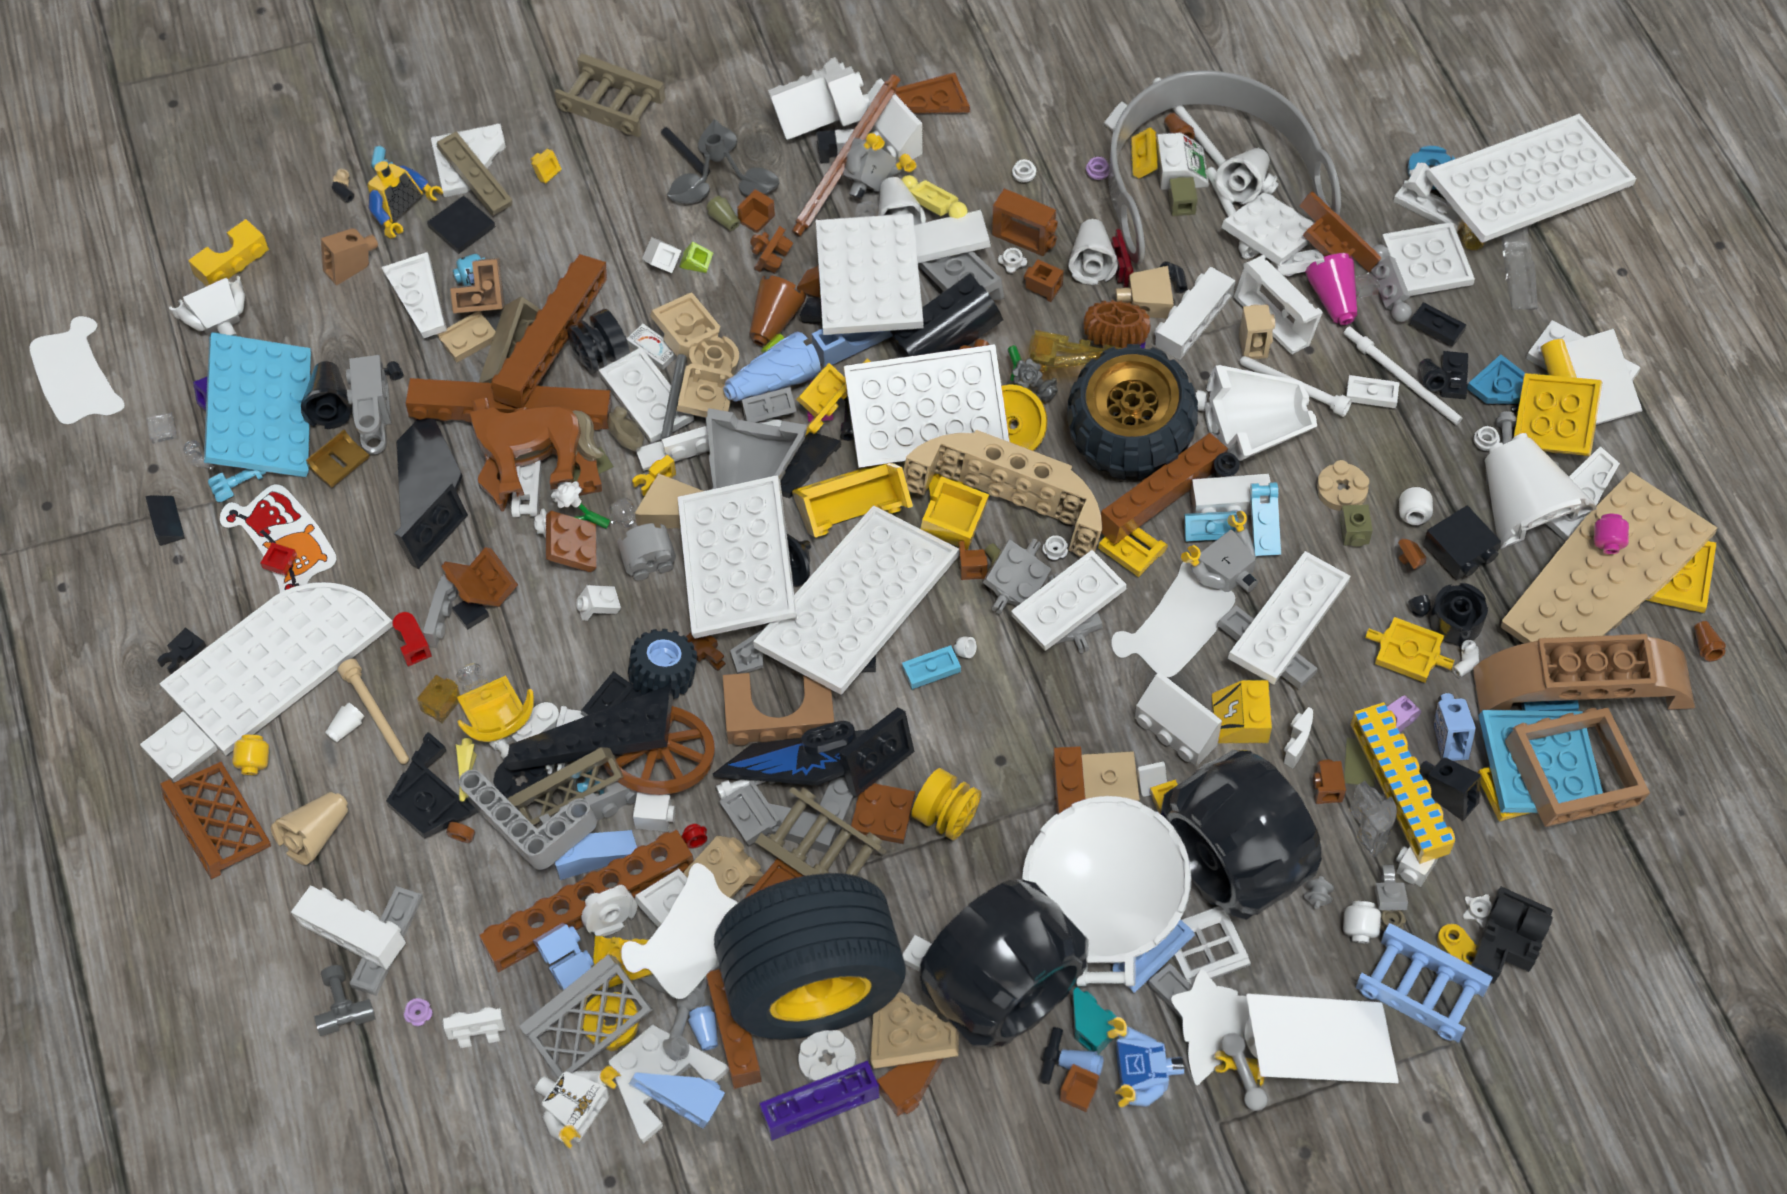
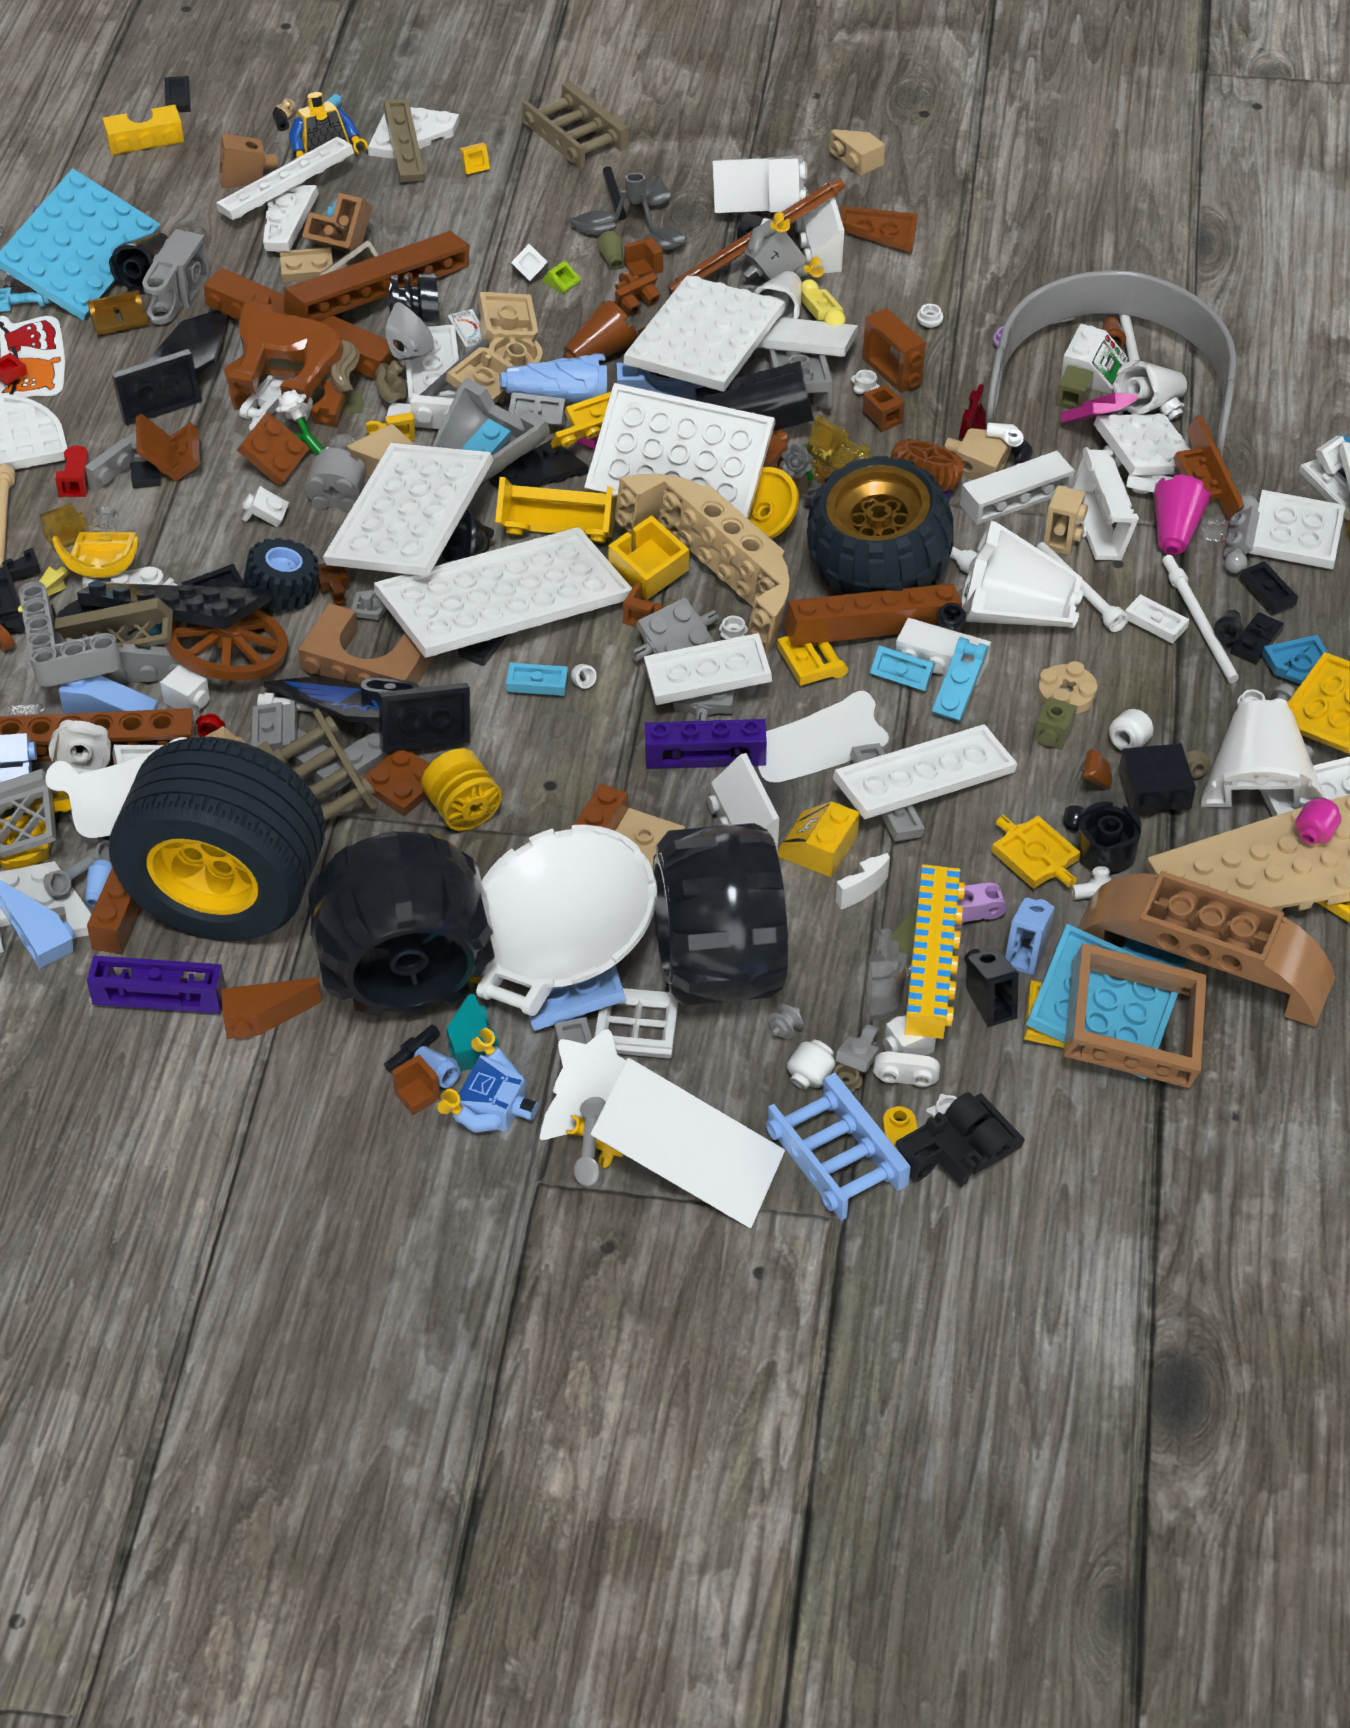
camera: 25 degrees right, 10 degrees down
(213, 307) = (100, 159): white torso -> none
(230, 202) = (178, 93): none -> black tile
(394, 370) = (218, 264): black hand -> none
(397, 257) = (284, 178): none -> white plate
(461, 224) = (367, 178): black tile -> none
(530, 893) = (25, 709): none -> clear plate
(615, 373) = (409, 330): none -> light grey piece
(749, 459) = (488, 438): none -> medium azure plate
(823, 1043) = (197, 944): white plate -> none
(864, 25) = (857, 150): none -> tan slope
(910, 1034) = (278, 961): tan plate -> none
(1092, 254) = (943, 401): white cone -> none
(1105, 668) = (704, 742): none -> dark purple brick
(1144, 153) = (1060, 341): yellow plate -> none
(1165, 267) = (1007, 432): none -> white arm
(1217, 210) = (1098, 407): none -> dark pink slope
(1227, 560) = (895, 702): light grey torso -> none
(1329, 782) = (862, 931): dark orange brick -> none
(1441, 887) = (906, 1068): none -> white plate
(1483, 511) = (1198, 758): none -> dark tan plate

